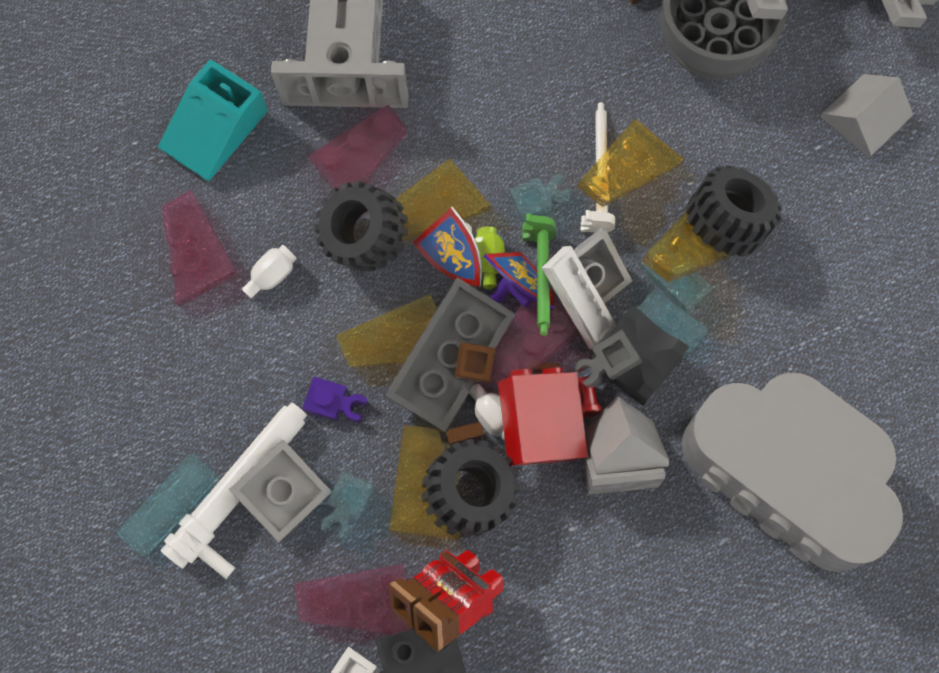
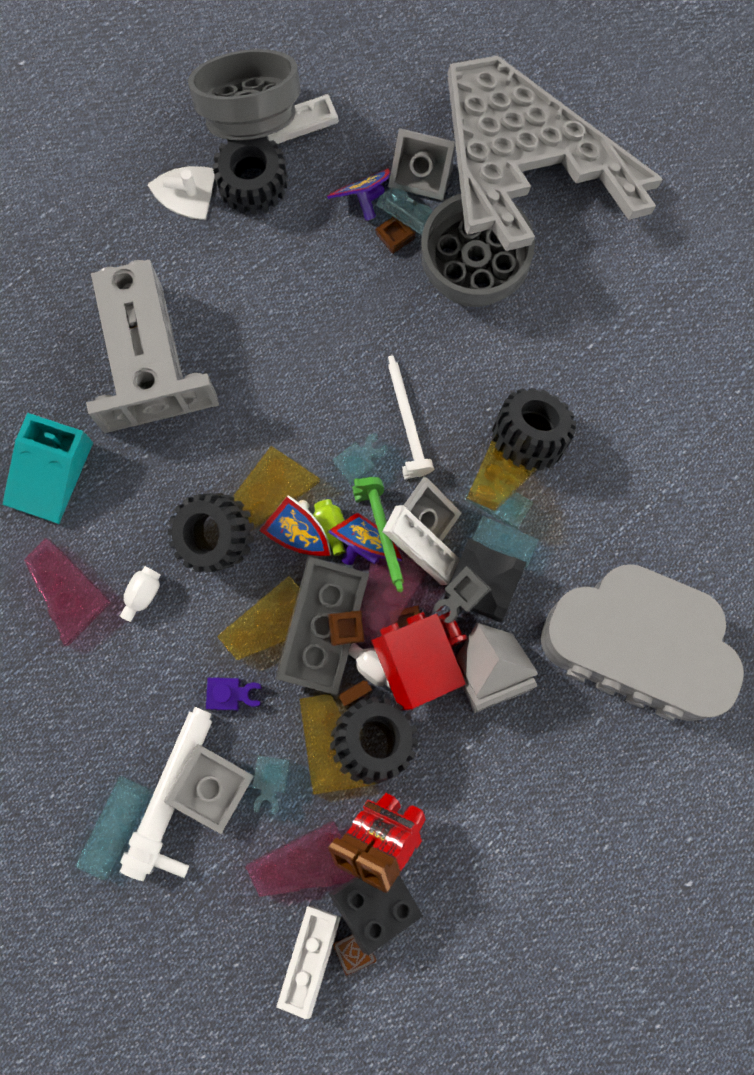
camera: 15 degrees left, 5 degrees up
(360, 149) = (185, 462): clear pink wing -> none
(629, 164) = (430, 409): clear yellow wing -> none
(870, 112) = (626, 302): light grey slope -> none

